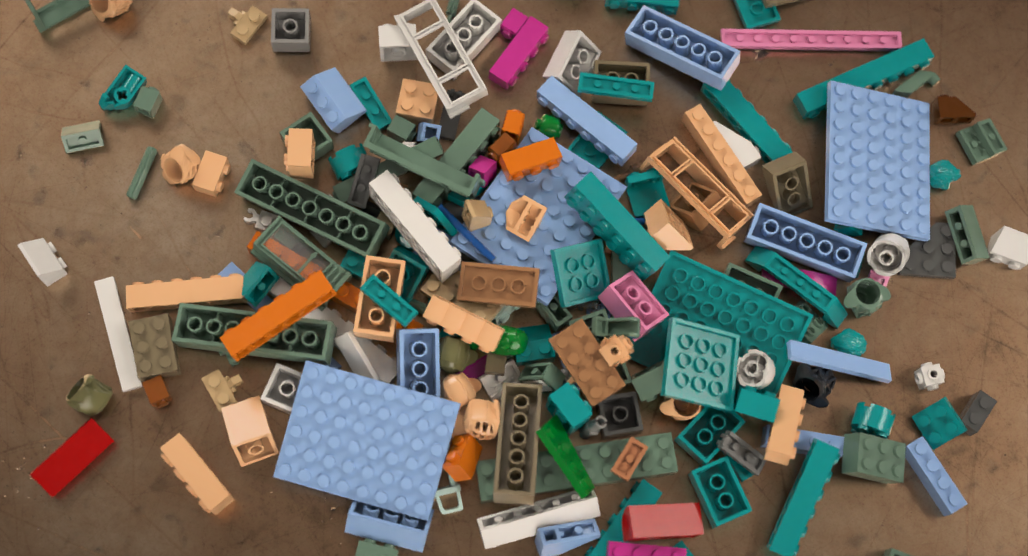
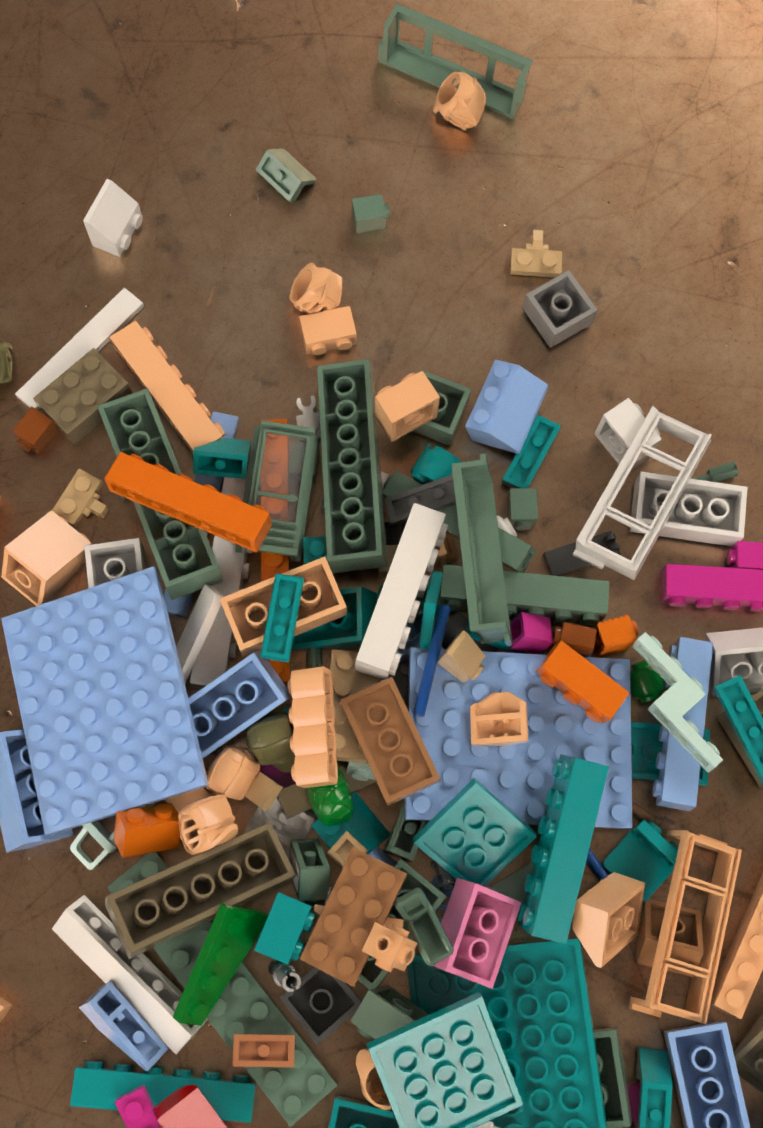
camera: 65 degrees right, 0 degrees up
(126, 83) = (373, 178): teal piece -> none
(141, 172) = (283, 259): sand green axle -> none
(417, 101) = (567, 504): light nougat brick -> none
(427, 130) = (539, 539): light blue brick -> none
(480, 378) = (263, 791): none -> tan tile
(544, 350) = (343, 847): none -> tan tile
(574, 115) = (677, 701): none -> light aqua bracket

